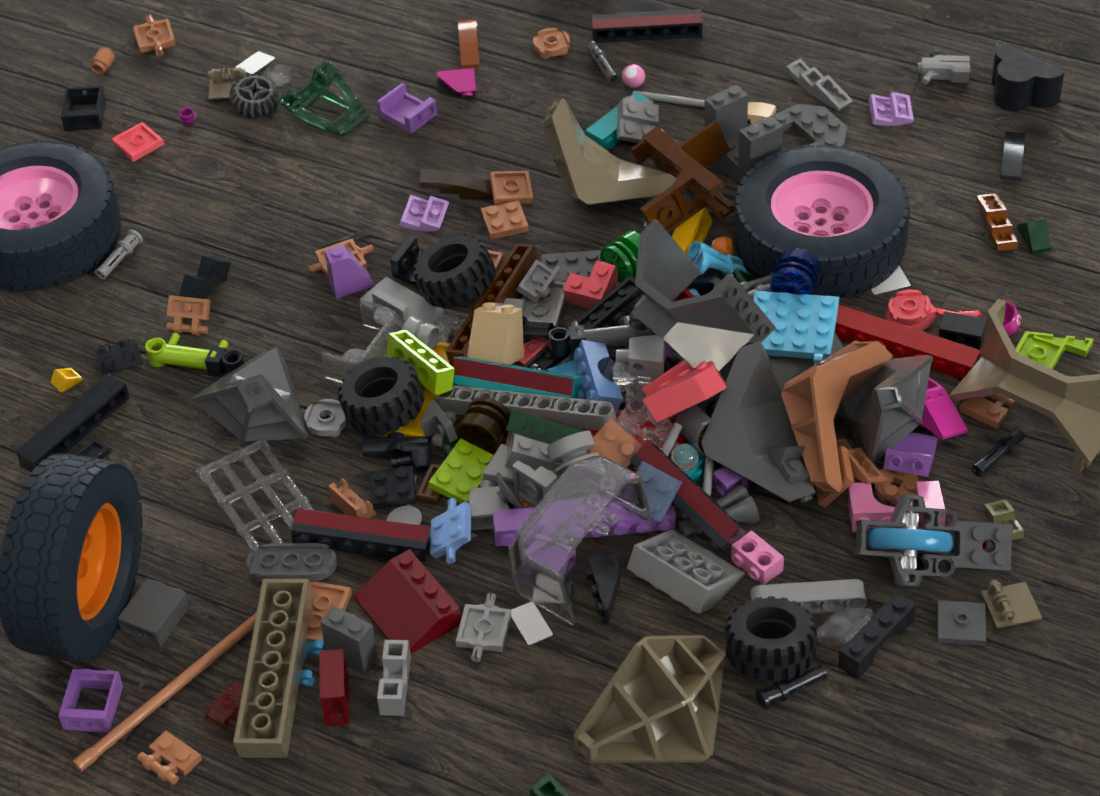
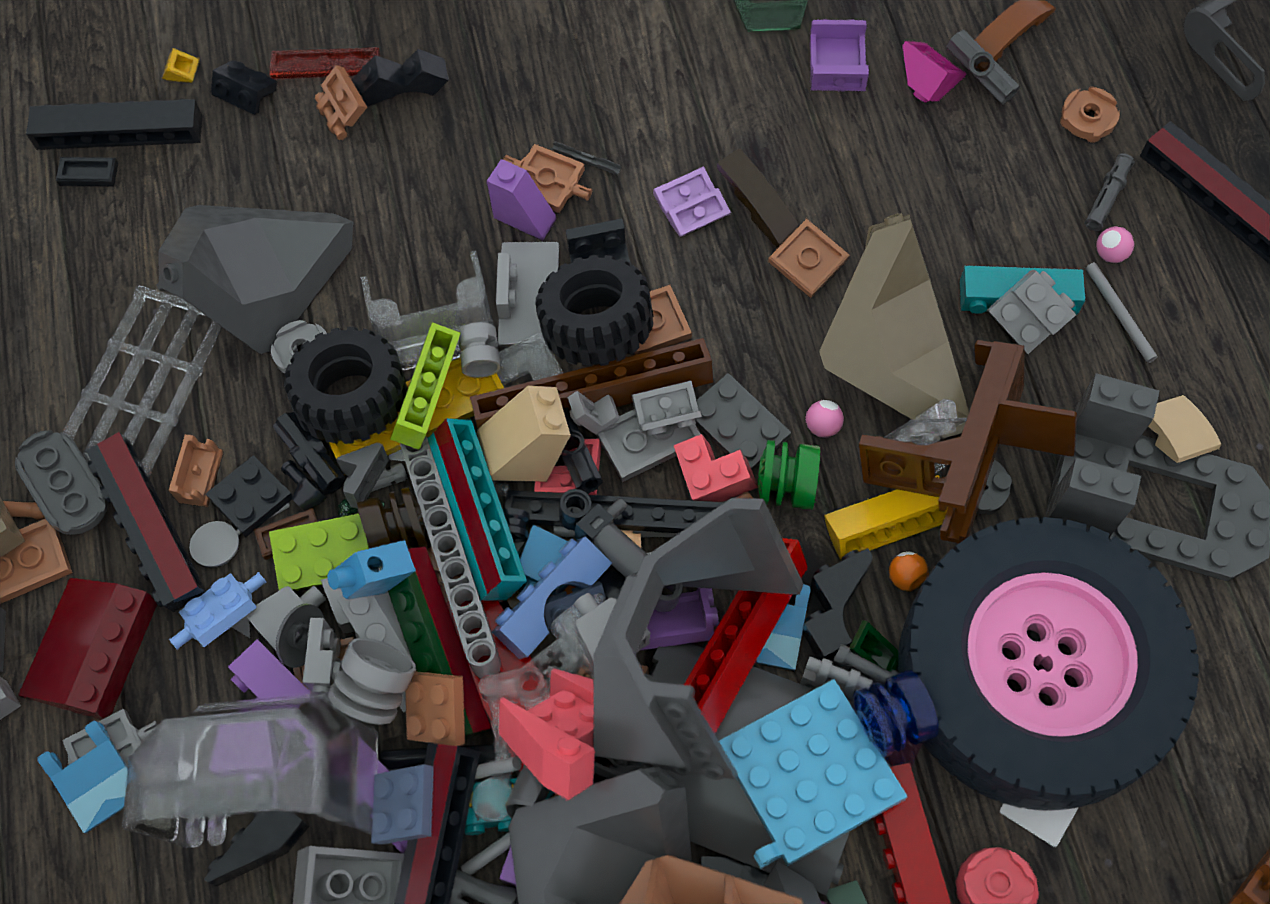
camera: 50 degrees right, 20 degrees up
(145, 314) = (318, 62): none -> clear red tile
(215, 360) = (288, 155): lime piece -> none
(492, 61) = (995, 78): none -> dark grey piece
(496, 635) = (93, 783): none -> dark azure flag
(504, 220) = (754, 290): nougat plate -> none
(519, 415) = (361, 575): none -> dark azure torso
(607, 232) = (824, 418): none -> bright pink piece
(661, 178) = (929, 425): none -> clear hinge
(706, 257) = (844, 572): medium azure piece -> none

